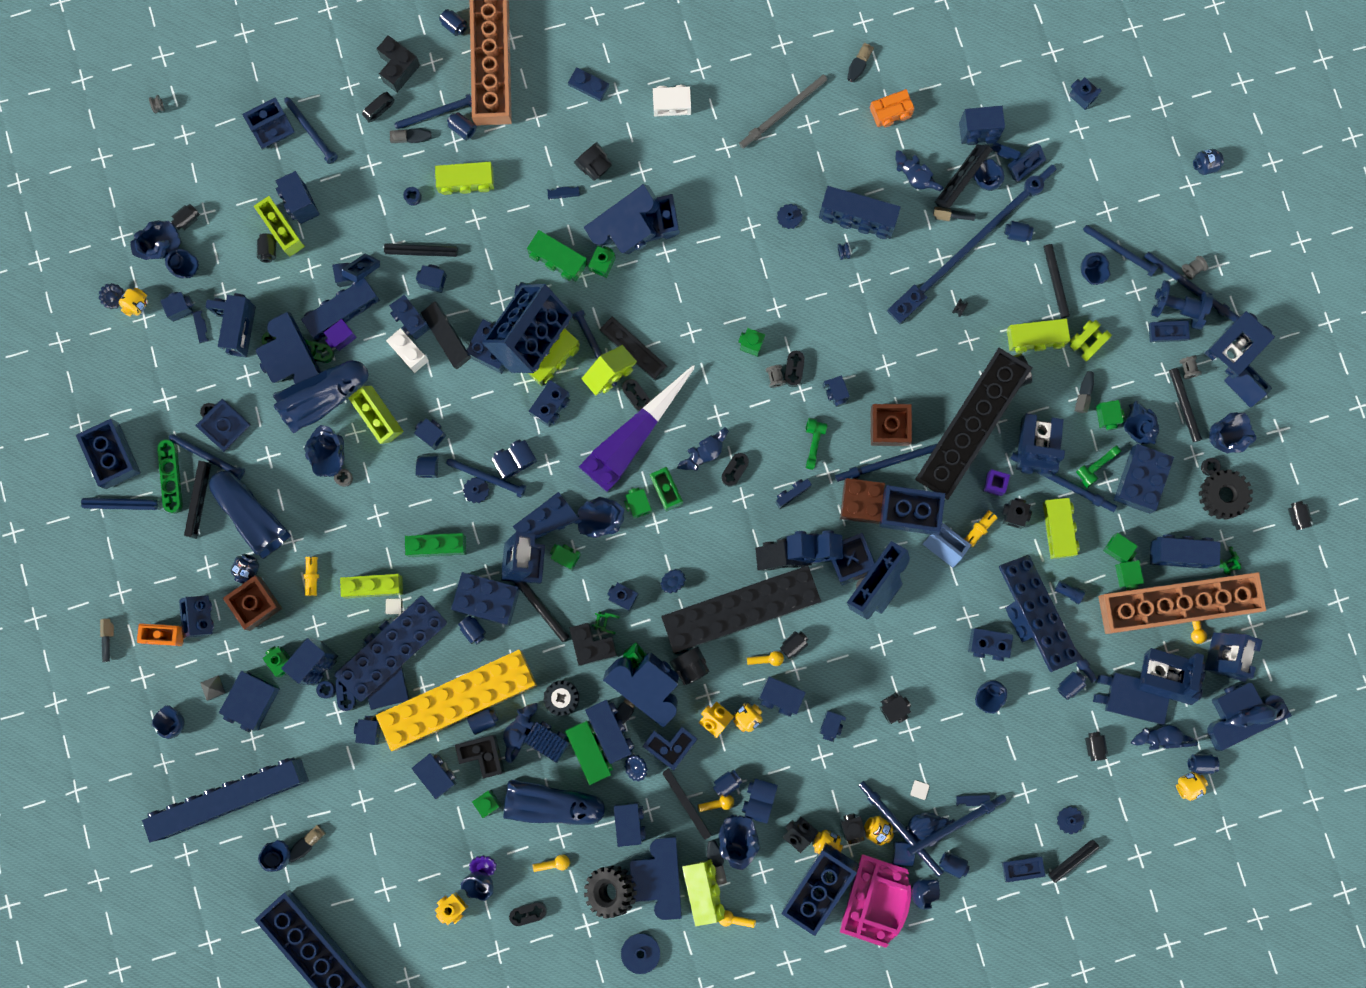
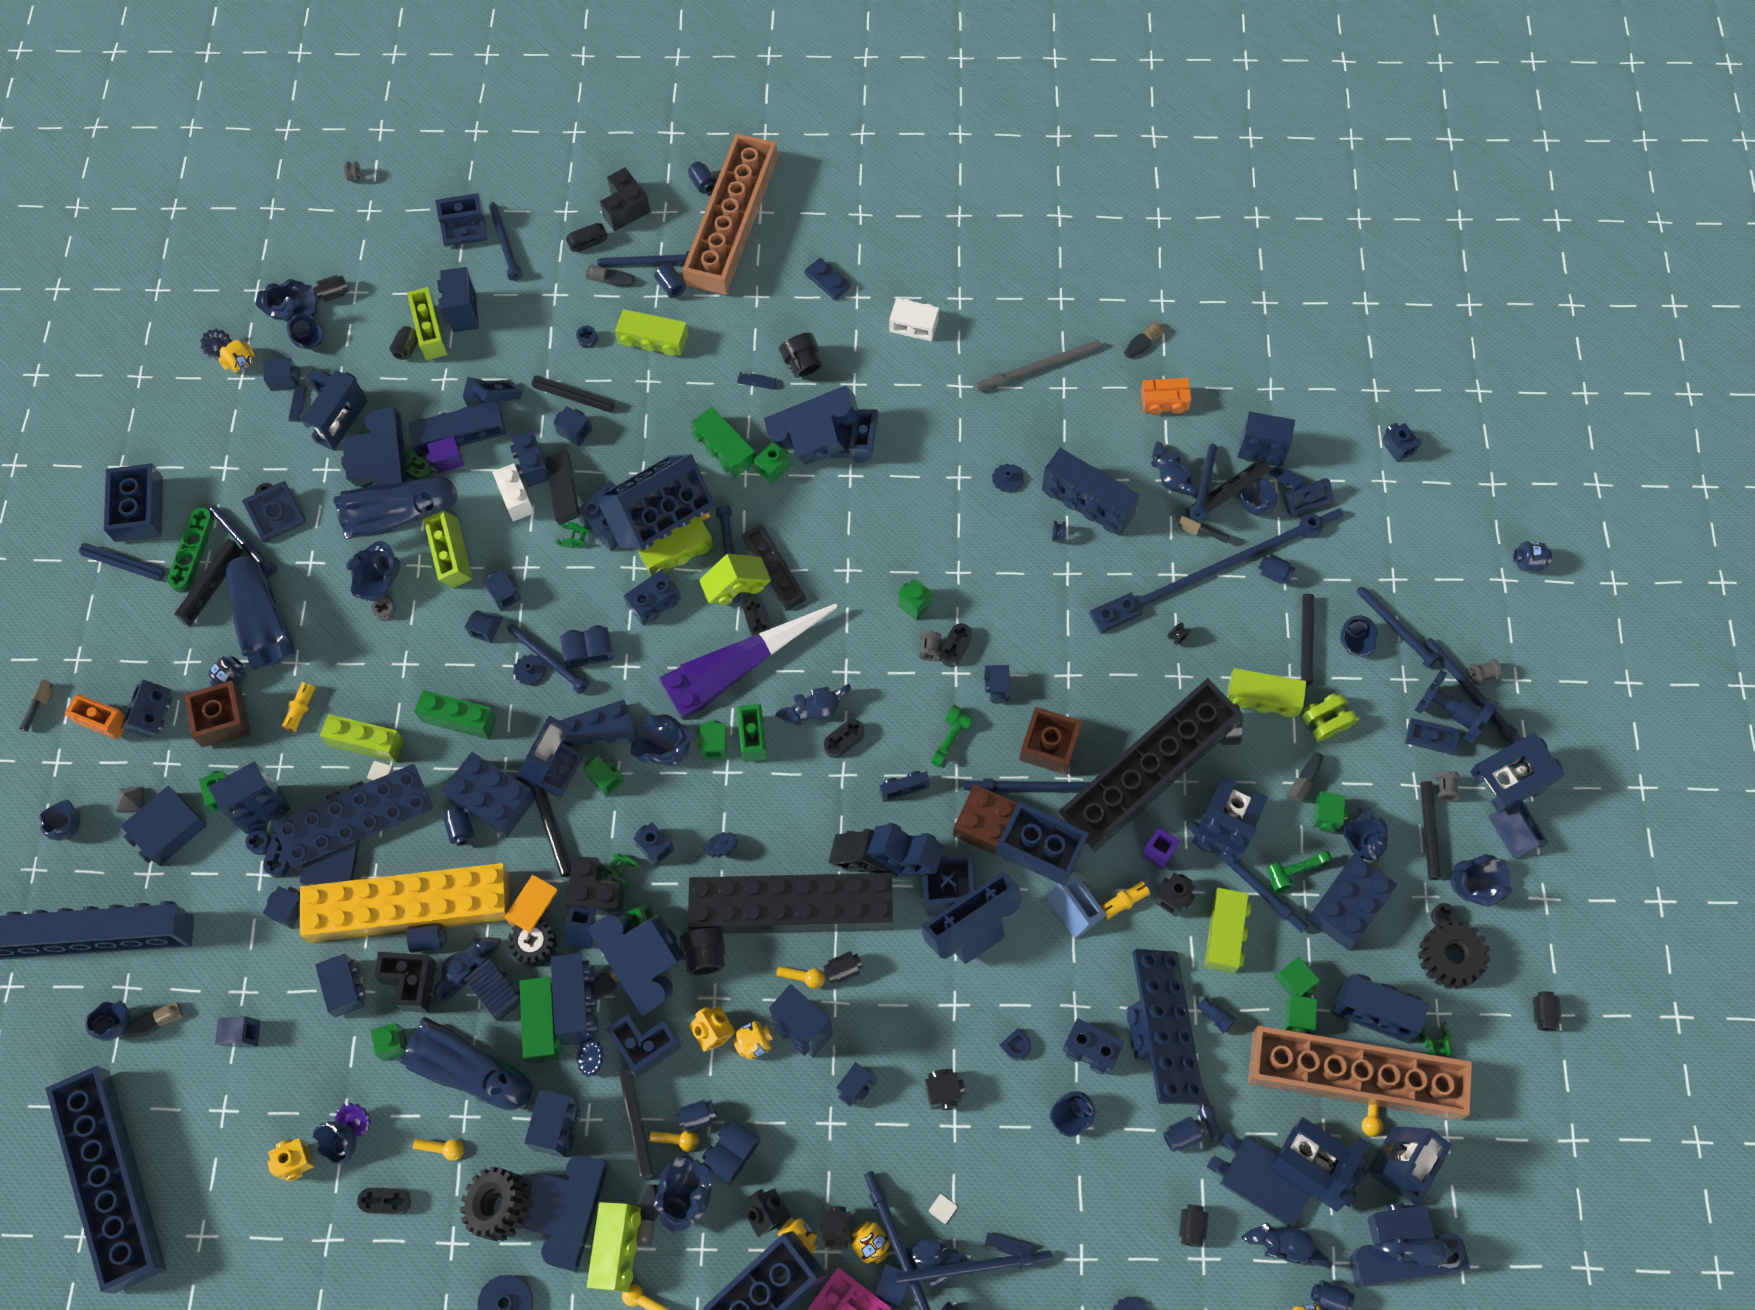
camera: 15 degrees right, 15 degrees down
(372, 832) = (237, 1032): none -> dark blue brick
(468, 376) = (571, 542): none -> green piece
(551, 672) = (531, 904): none -> light orange panel
(593, 677) = (576, 926): none -> dark blue brick
(935, 659) = (1017, 1045): none -> dark blue tile
(948, 205) = (1198, 511): none -> dark blue bar

